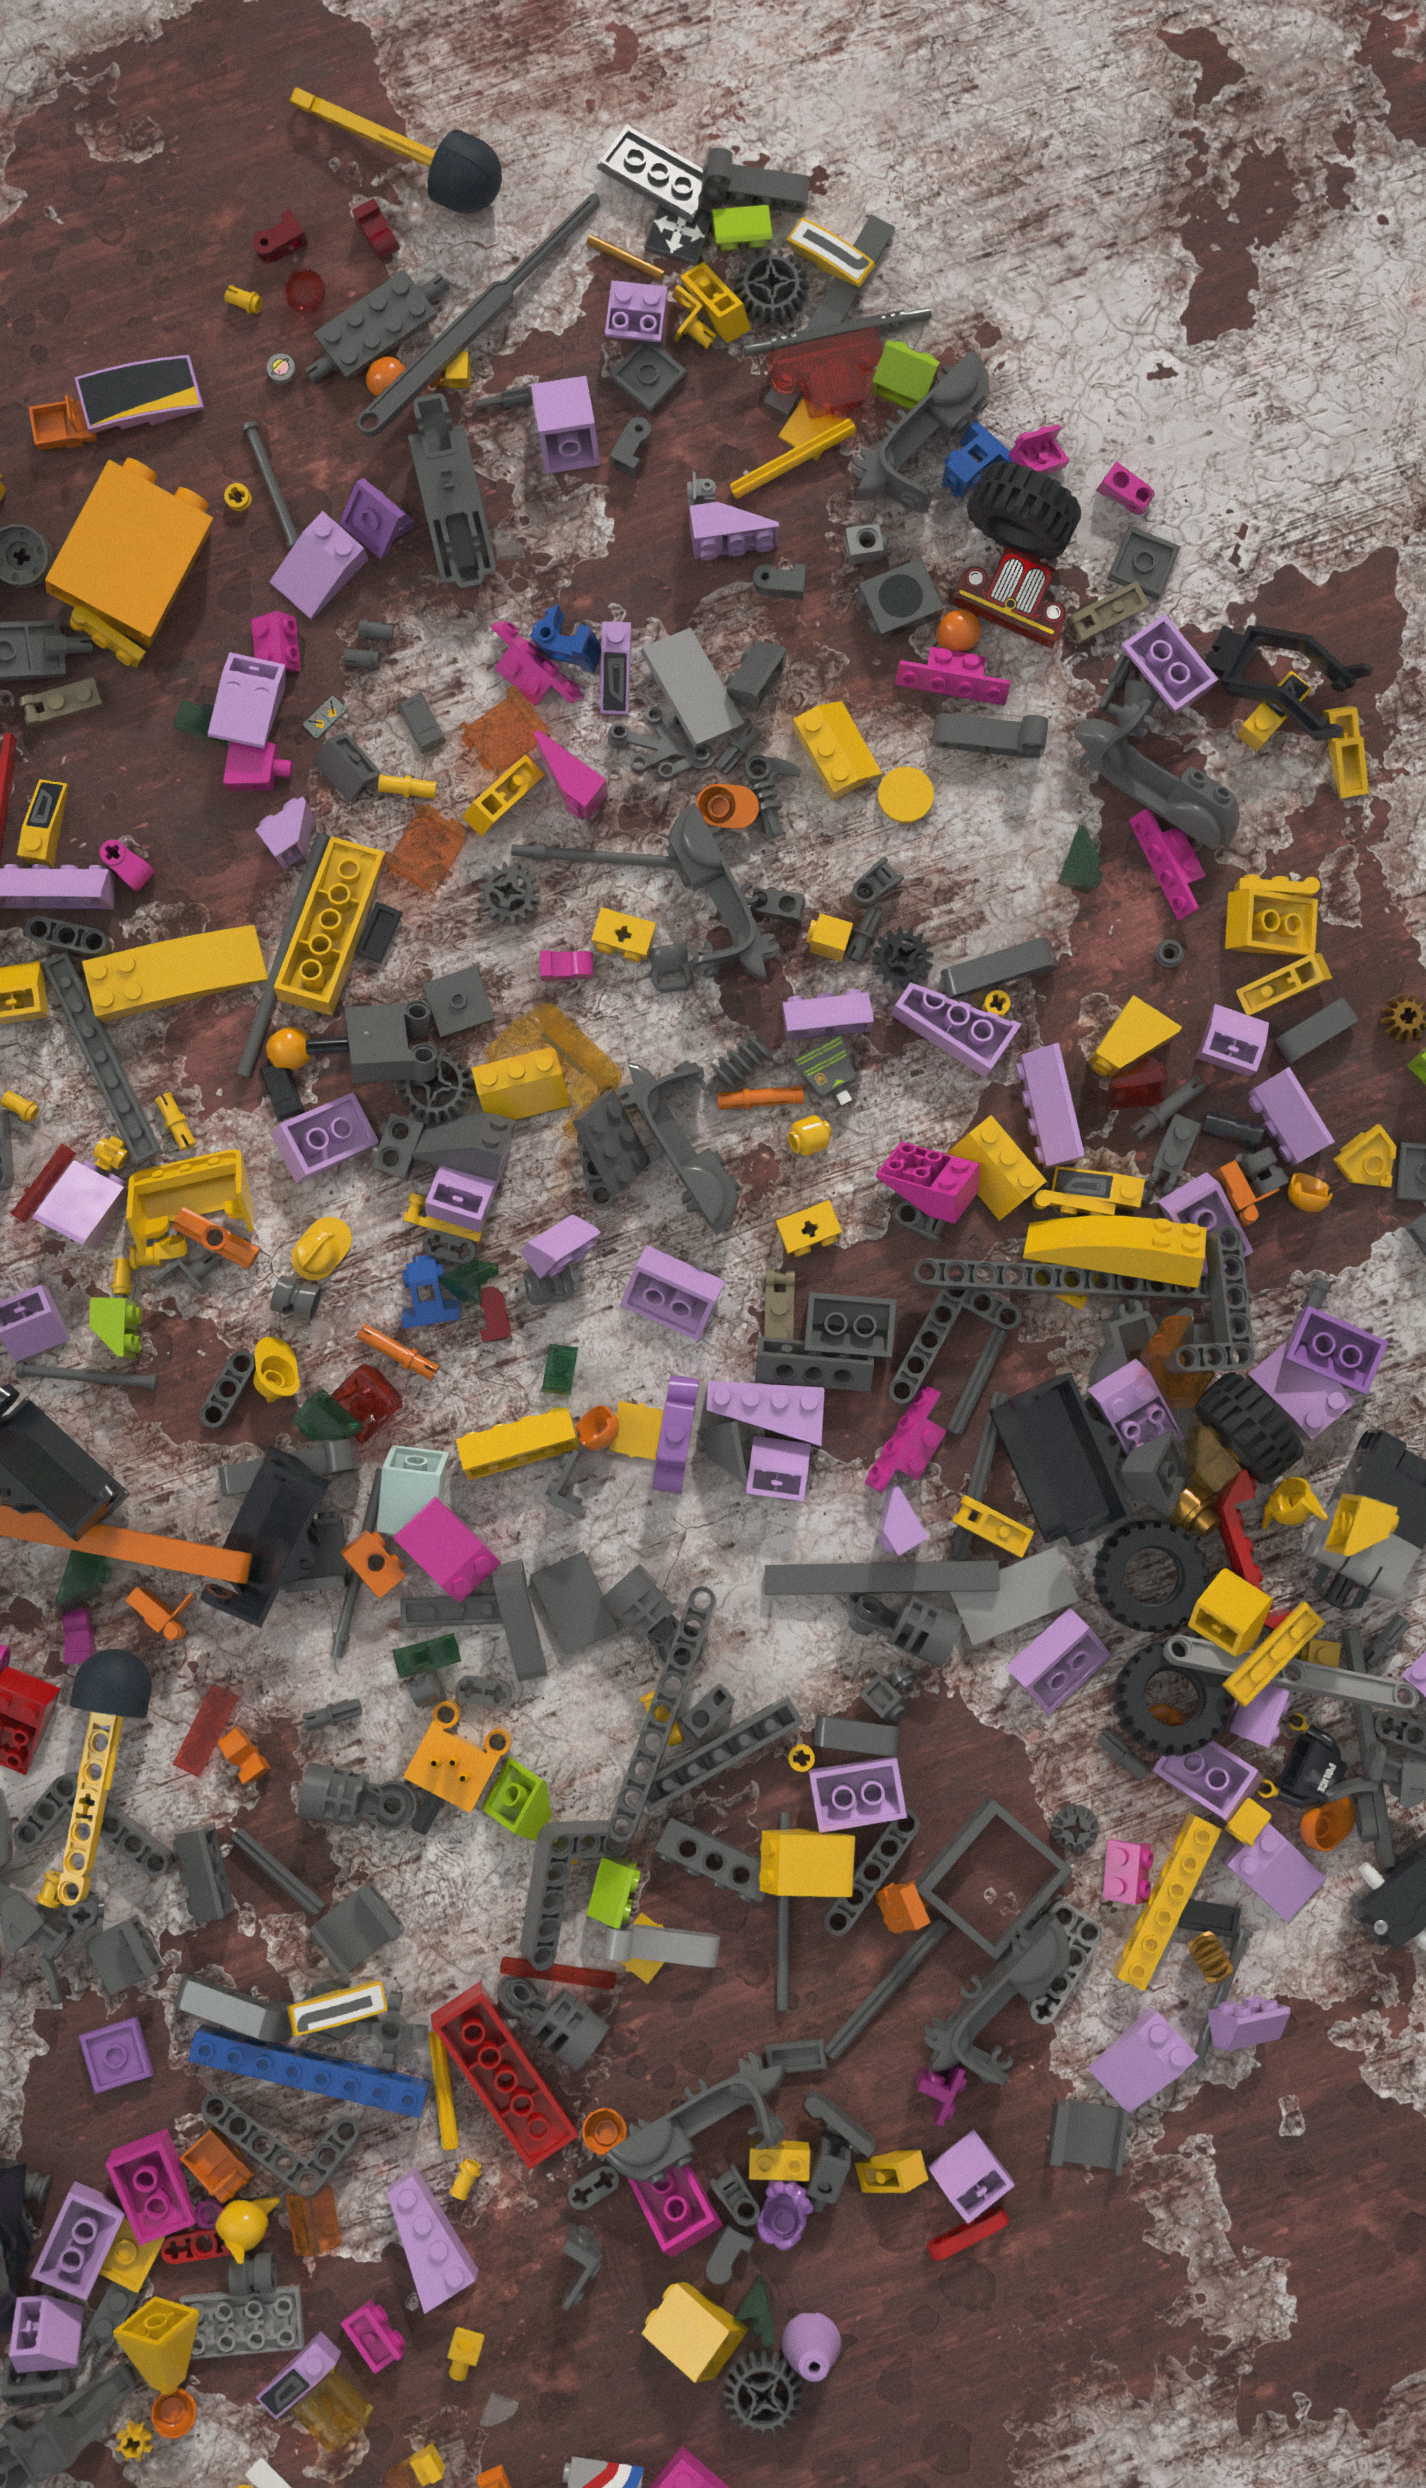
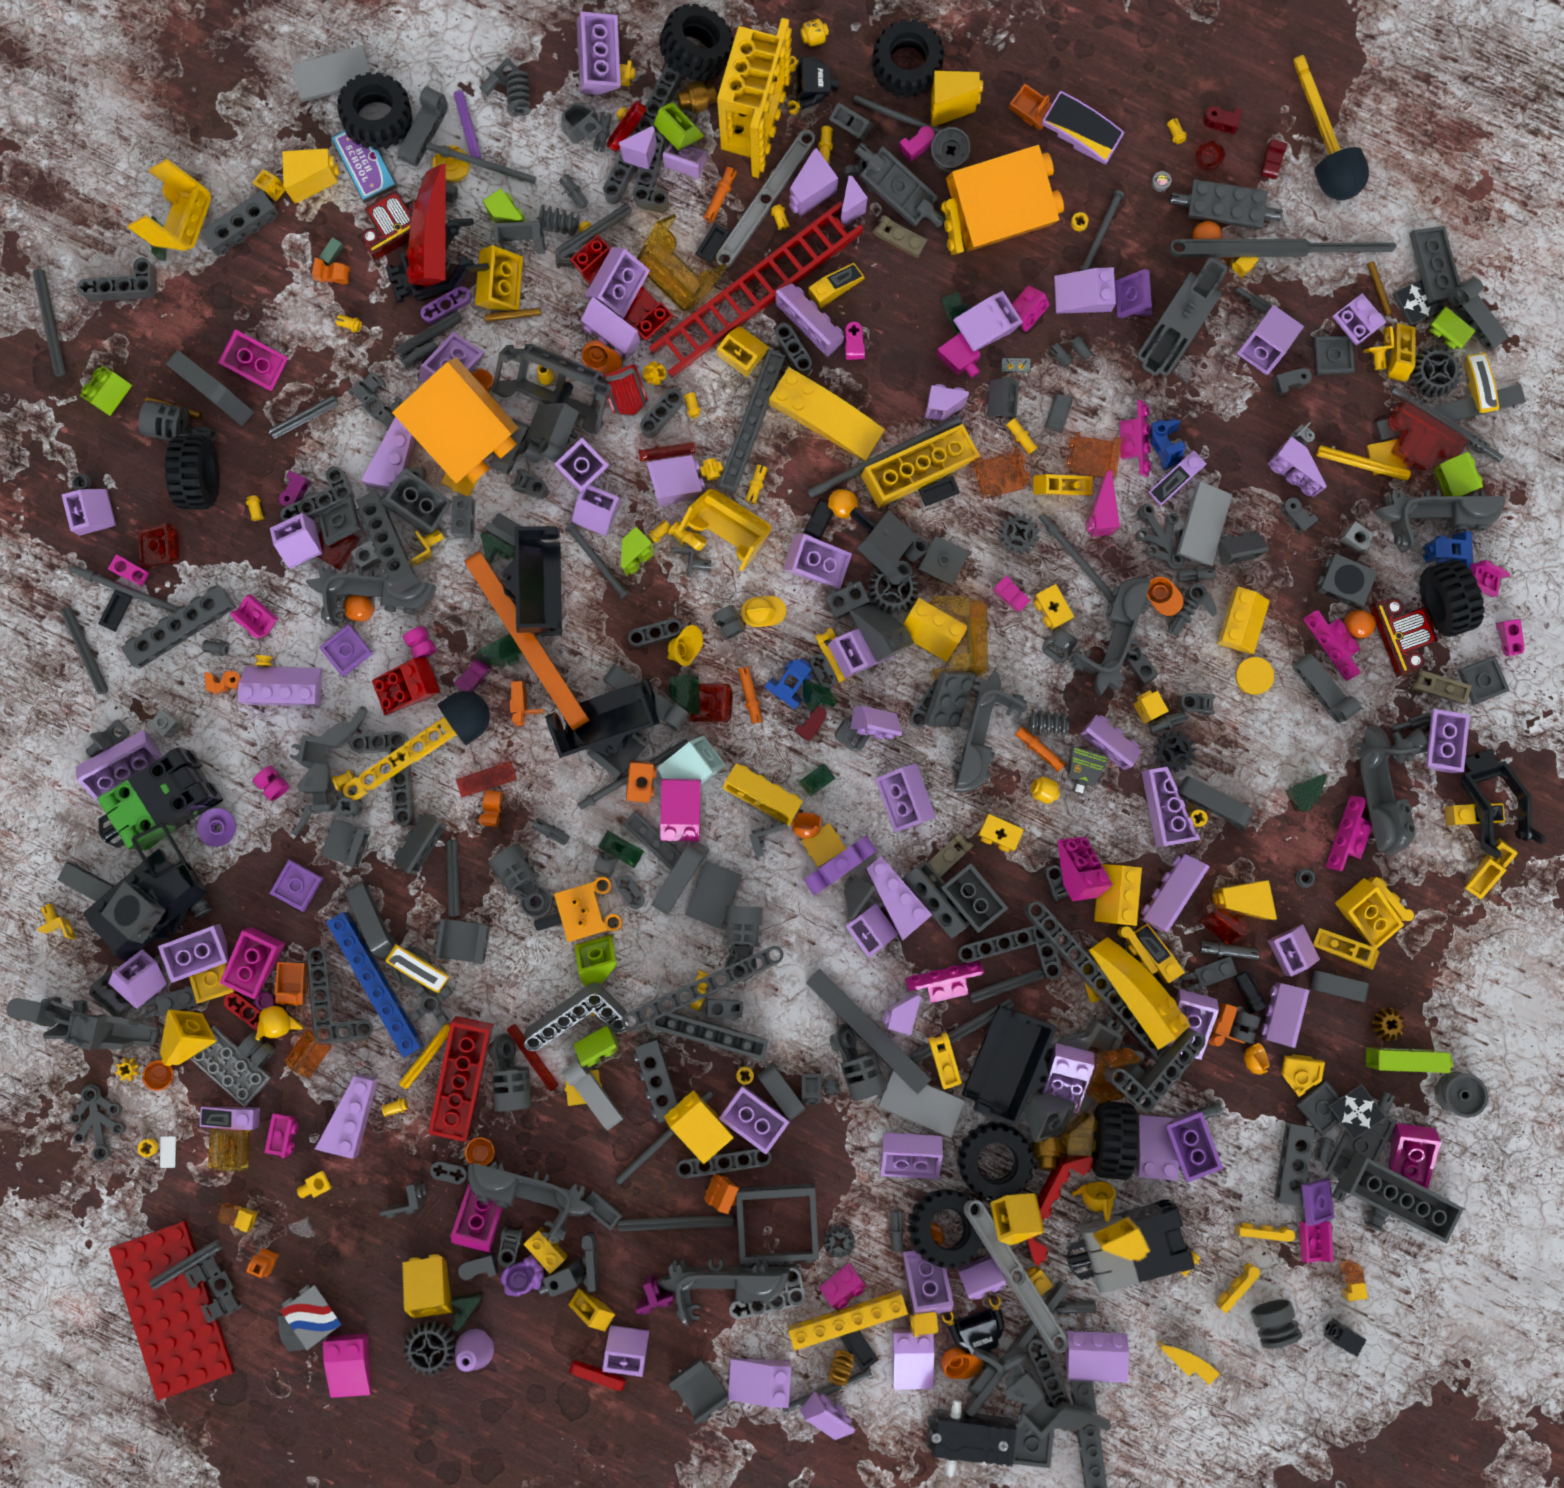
camera: 45 degrees right, 0 degrees up
(200, 1228) = (717, 545): orange piece -> none
(1273, 1654) = (1017, 1258): yellow tile -> none

